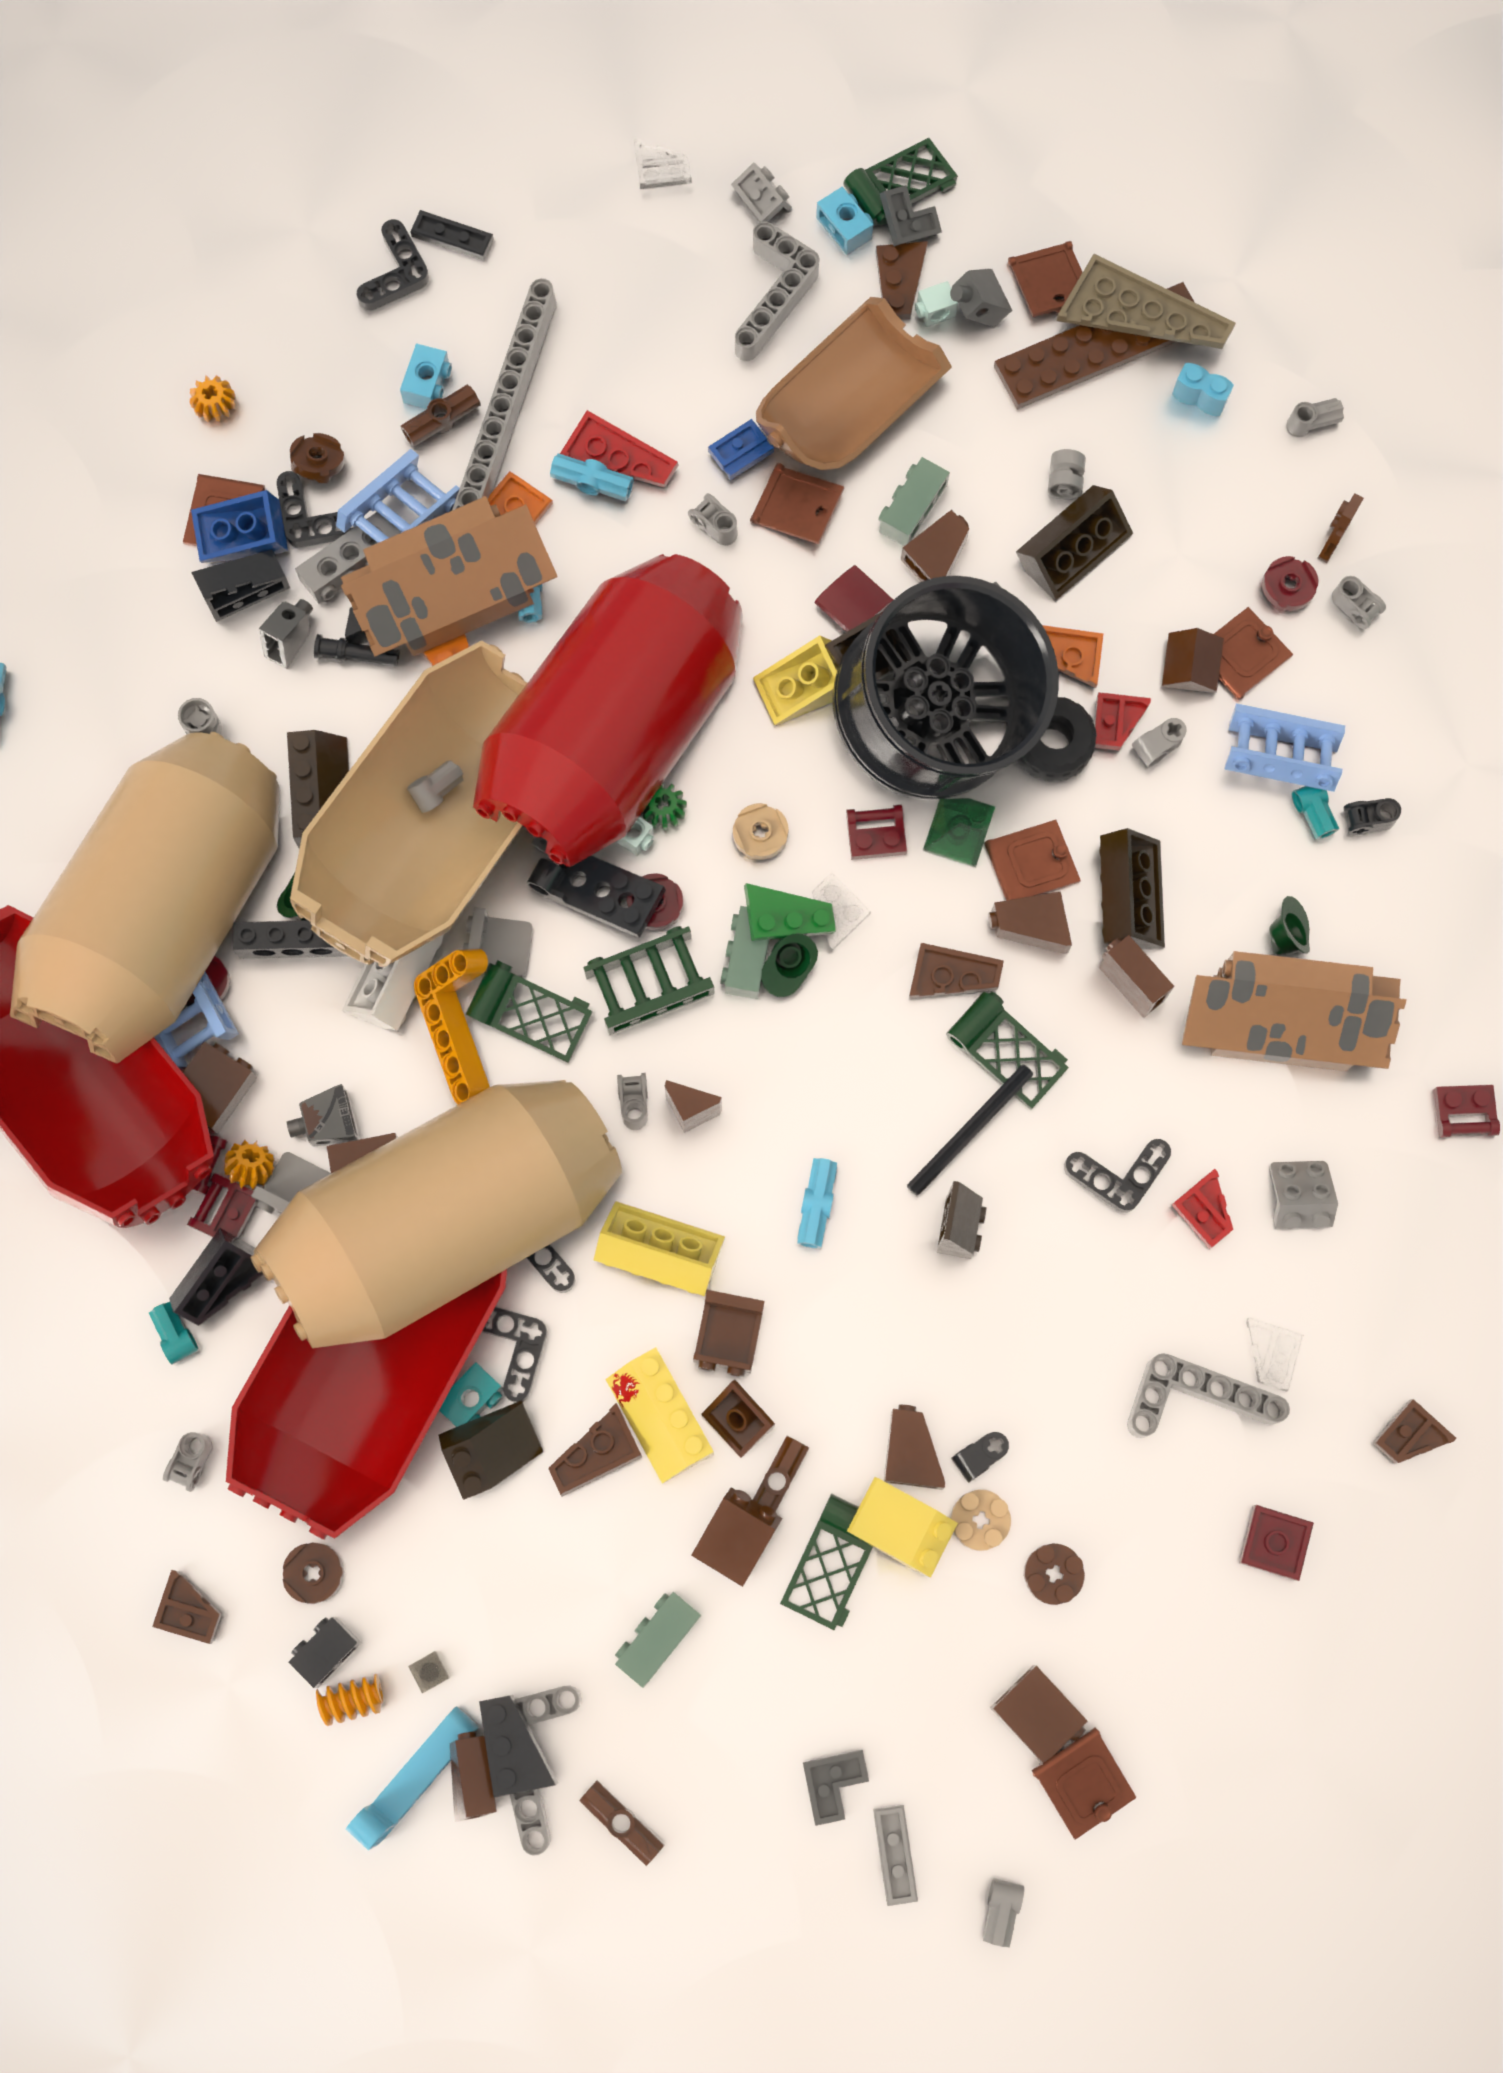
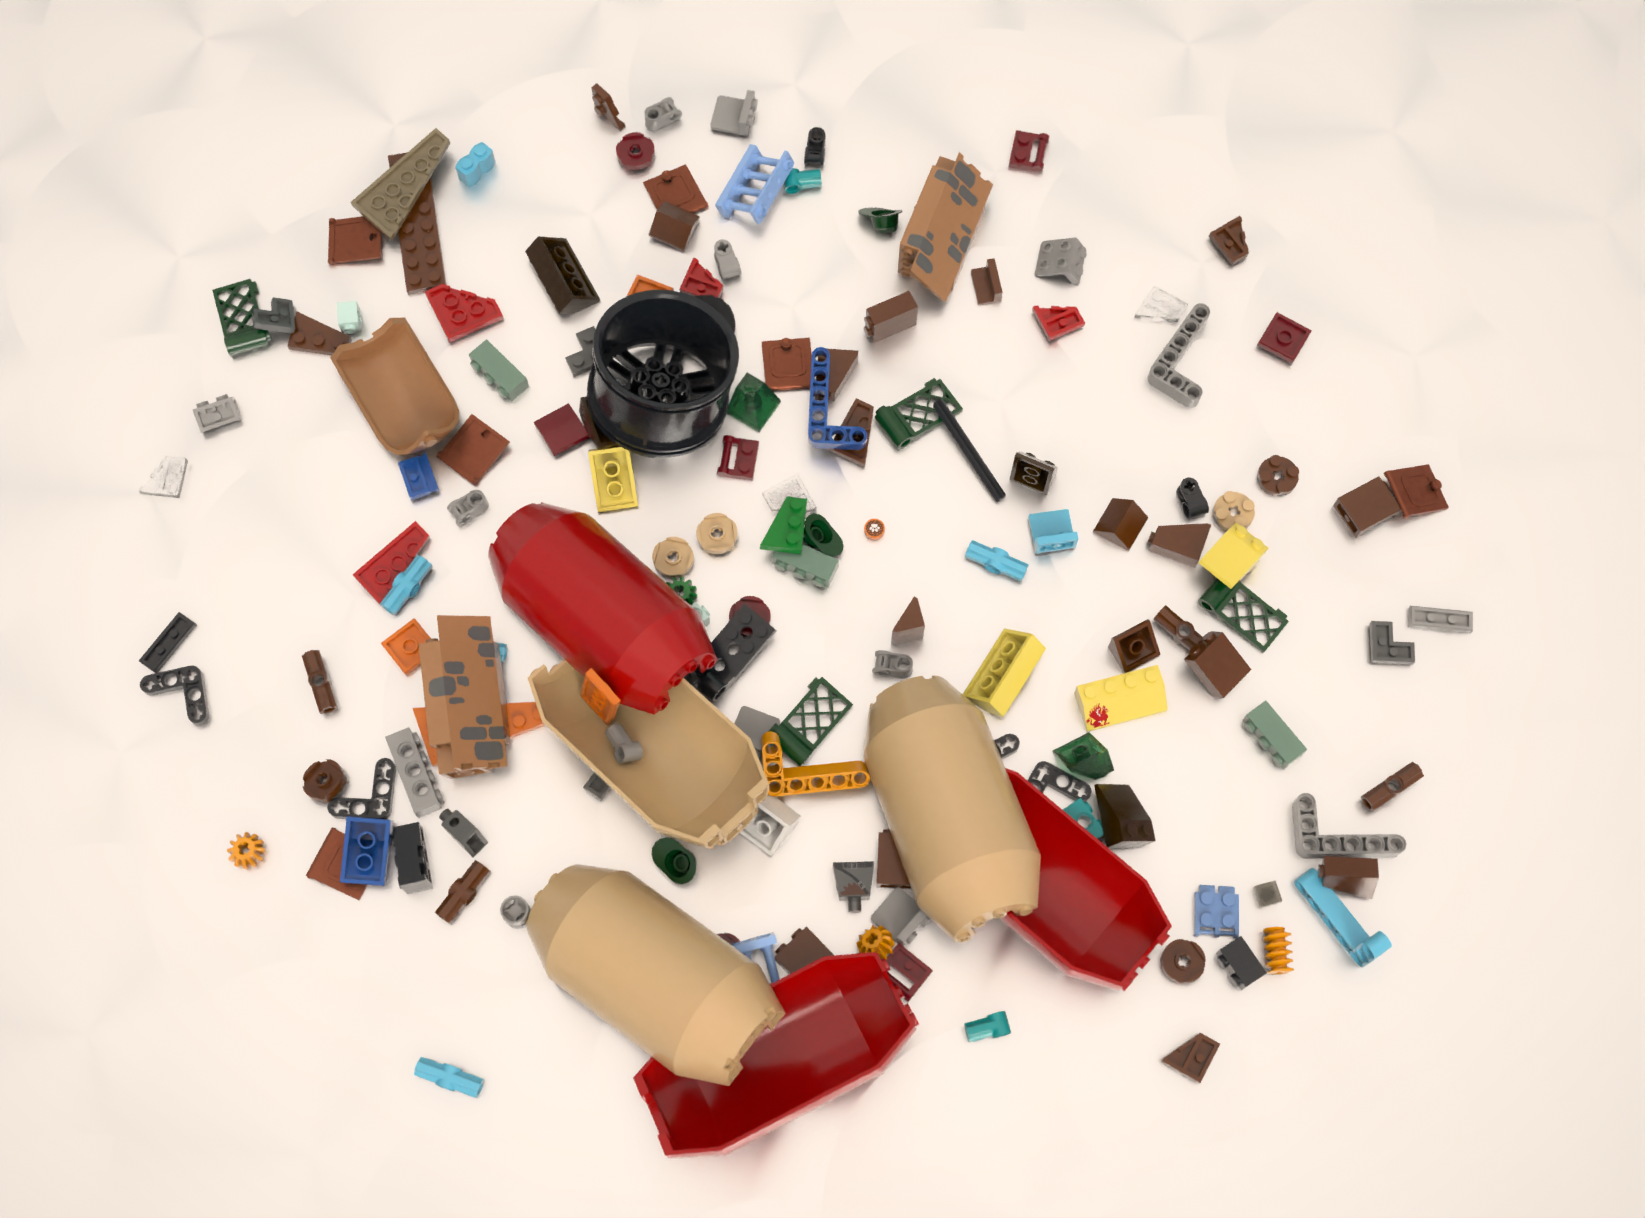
camera: 75 degrees left, 5 degrees down
(187, 1462) = (1086, 1034): light grey piece -> none
(214, 654) = (462, 892): none -> reddish brown piece
(215, 1278) = (955, 983): black wedge -> none
(279, 940) = (709, 883): black brick -> none
(316, 768) = (595, 835): dark brown slope -> none
(343, 650) = (488, 795): black pin -> none
(353, 630) = (474, 779): black slope -> none
(389, 484) = (369, 727): light blue fence -> none
(392, 1606) = (1216, 910): none -> medium blue plate
(425, 362) = (291, 695): medium azure brick -> none
(475, 731) = (599, 697): none -> orange plate
(506, 398) = (322, 631): light grey beam -> none
(512, 1750) = (1335, 839): black wedge -> none
(562, 1381) = (1085, 757): none -> clear green slope
(597, 1454) = (1138, 746): reddish brown wing -> none
(670, 998) = (826, 641): dark green fence -> none
(724, 775) = (667, 548): none -> tan plate
(728, 1333) = (1074, 641): reddish brown panel -> none
(780, 292) = (303, 418): light grey beam -> none
(821, 1032) = (874, 529): none -> tile
(849, 233) = (255, 370): medium azure brick -> none
(881, 1269) = (1052, 531): none -> medium azure bracket
(919, 1363) = (1121, 522): none -> reddish brown slope
(937, 547) = (542, 364): reddish brown slope -> none
(970, 918) = (821, 407): none -> blue beam
(981, 297) = (357, 284): dark grey torso -> none
(985, 434) = (462, 311): none -> red plate
(1004, 1904) = (1483, 559): light grey piece -> none
(1066, 474) = (513, 267): light grey wheel -> none
(1128, 1183) = (1027, 363): black beam -> none
(1132, 888) = (826, 306): dark brown slope -> none
(1234, 1098) = (987, 283): none -> reddish brown panel
(1315, 416) = (518, 102): light grey piece -> none
(1389, 695) = (734, 114): none -> light grey bracket

